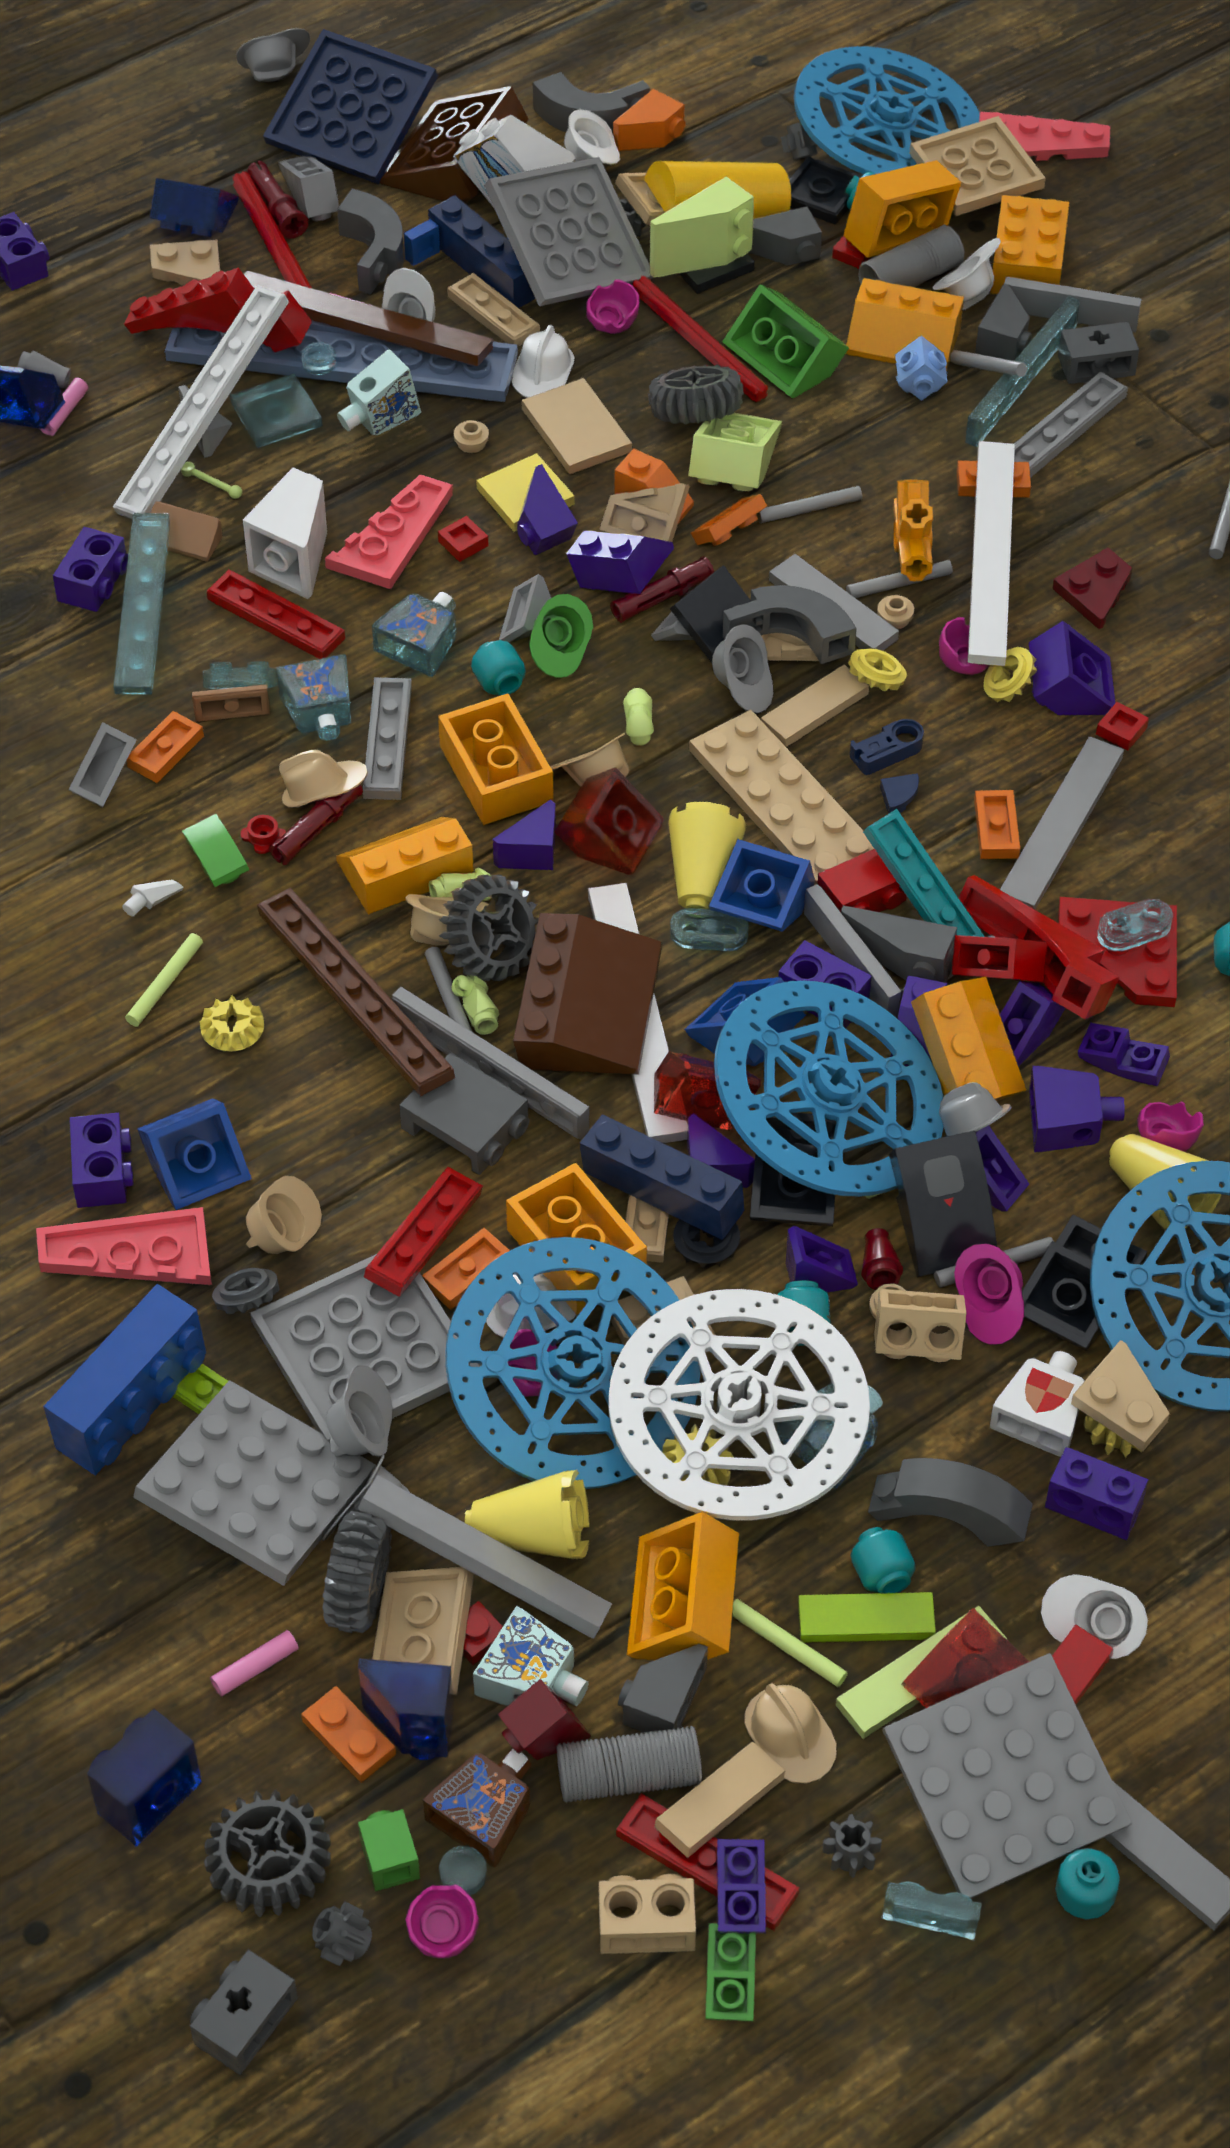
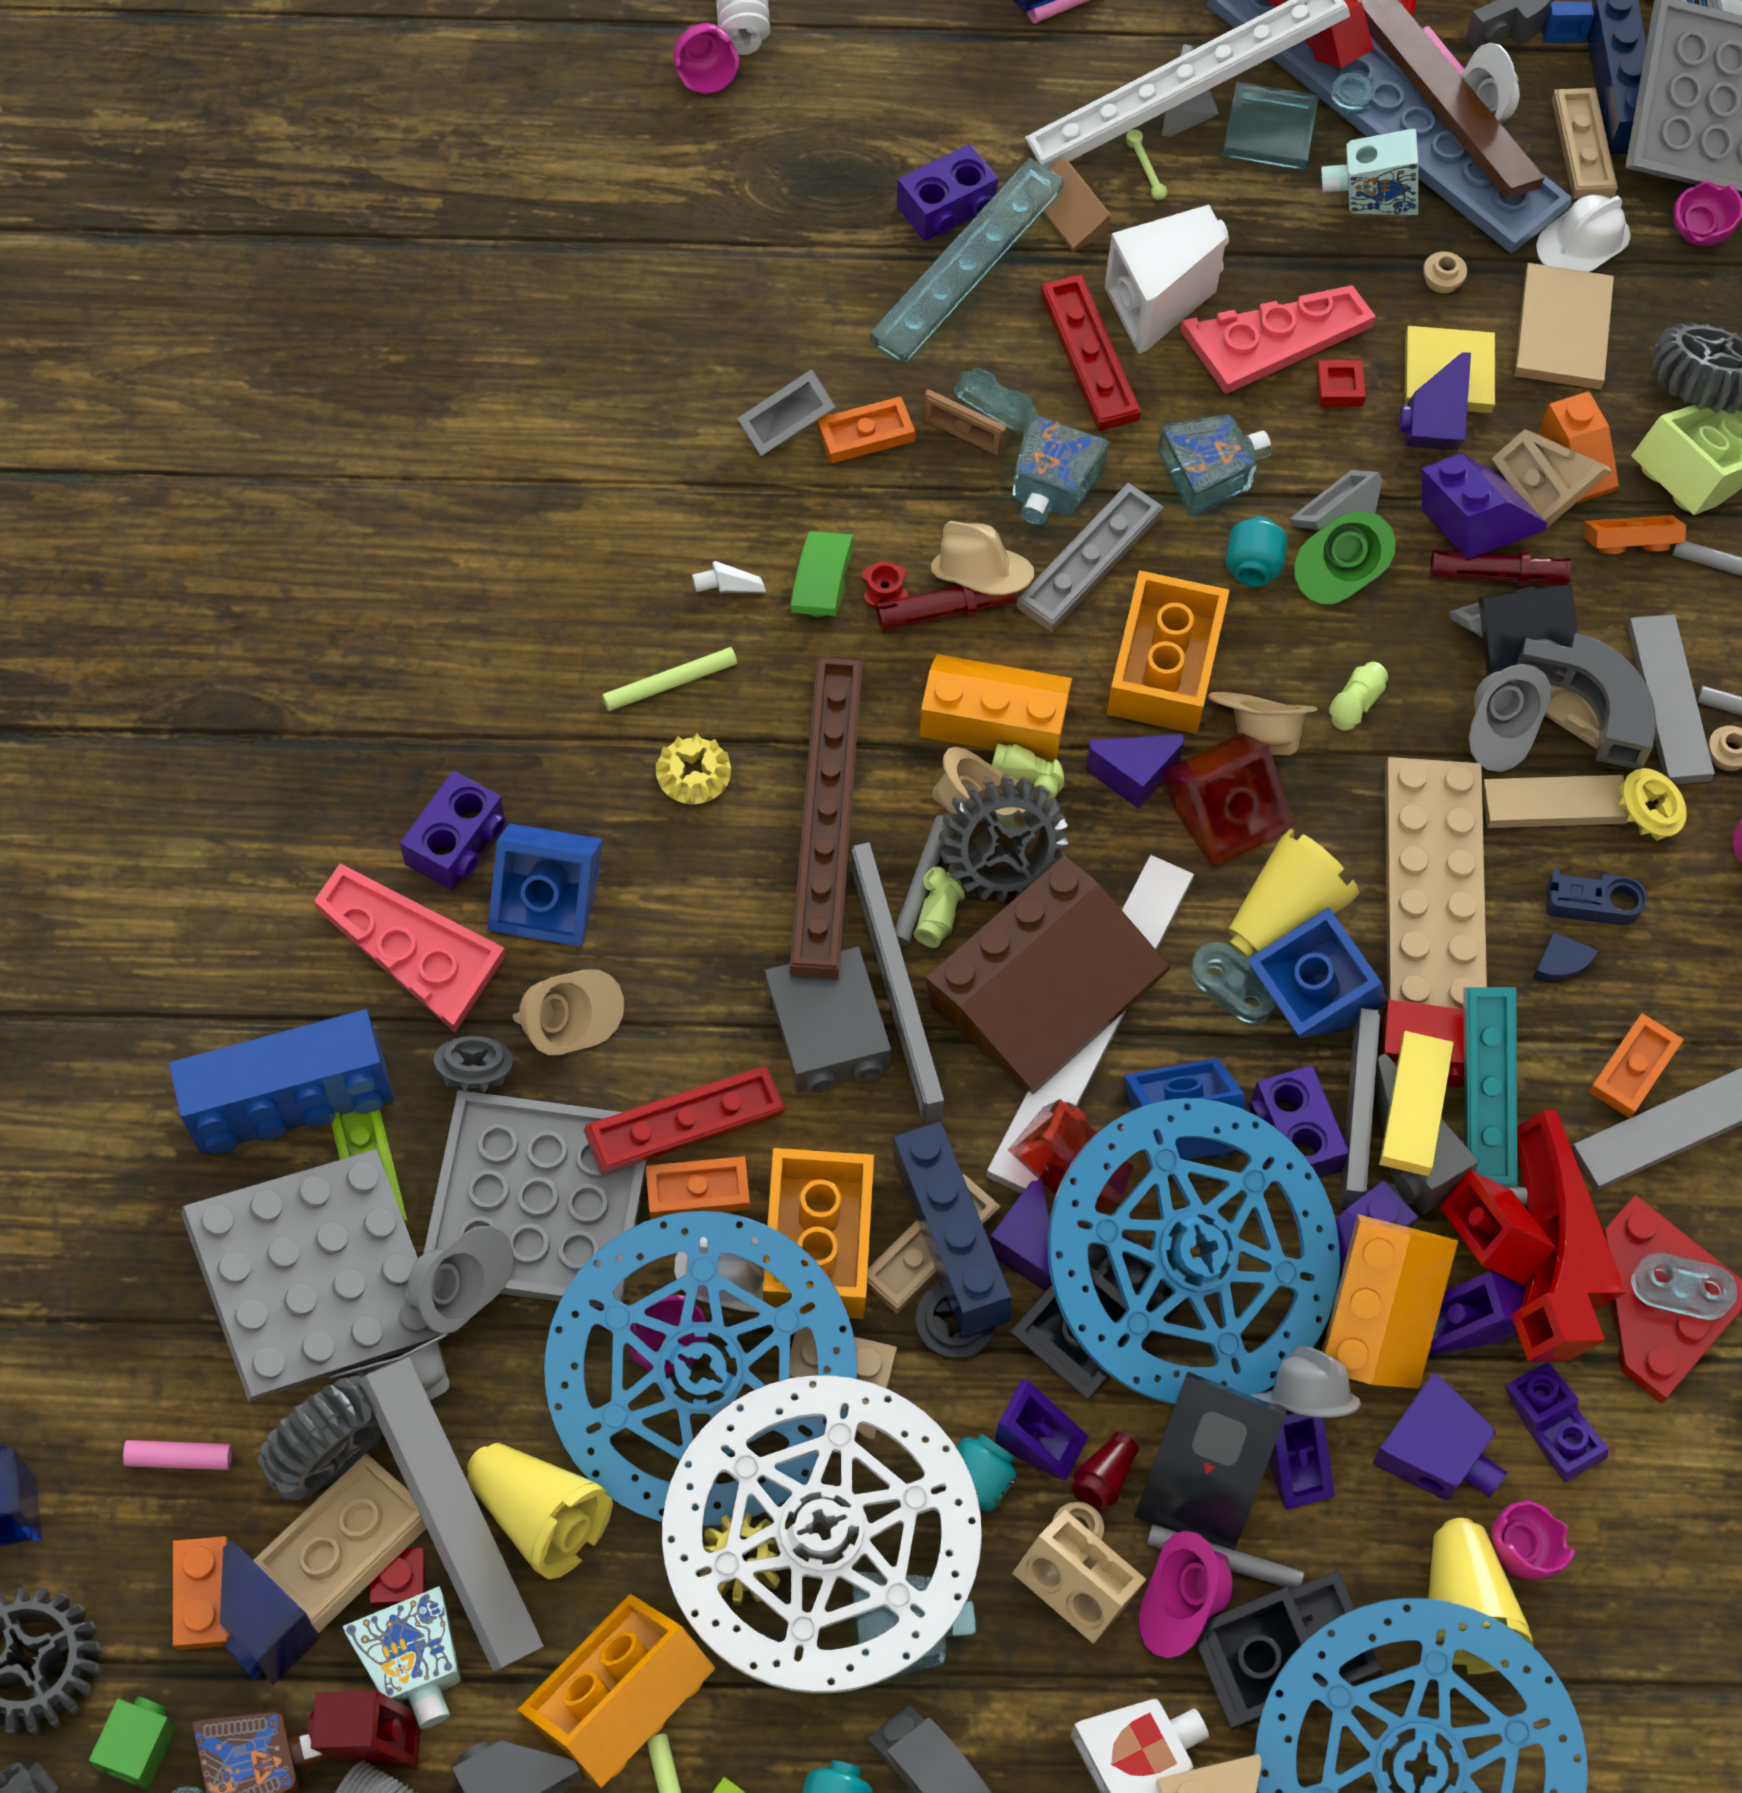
camera: 35 degrees right, 10 degrees up
(891, 917) = (1416, 1103): none -> light yellow tile

